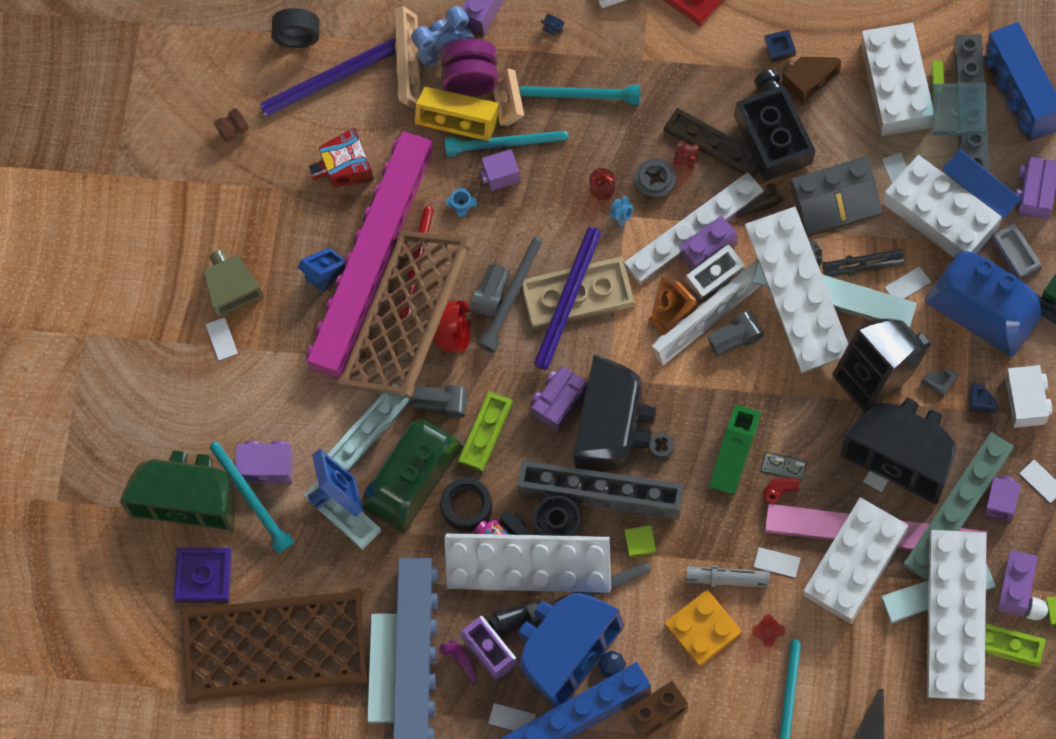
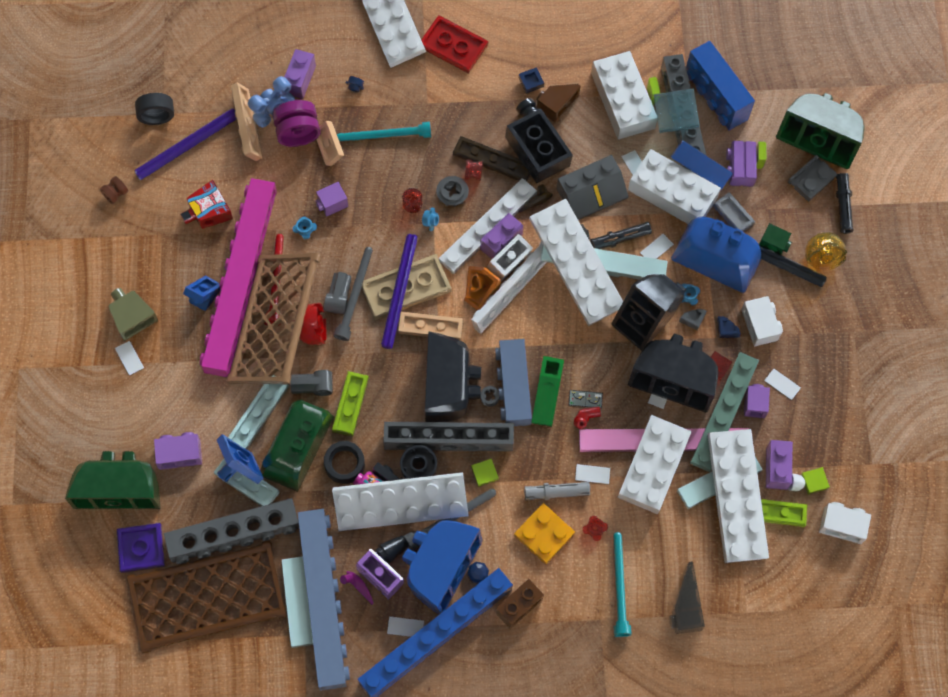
camera: 20 degrees left, 0 degrees up
(276, 566) = (177, 539): none -> dark grey brick
(280, 539) = (199, 510): teal piece -> none
(456, 113) = (291, 159): yellow brick -> none
(456, 146) = (293, 185): teal piece -> none
(559, 398) = (404, 369): medium lavender brick -> none
(586, 343) = (421, 324): none -> light nougat plate
(695, 433) = (514, 382): none -> sand blue brick
(742, 330) = (537, 299): dark grey piece -> none
(939, 342) = (694, 291): none -> dark azure plate
(965, 445) = (722, 363): none -> clear red plate

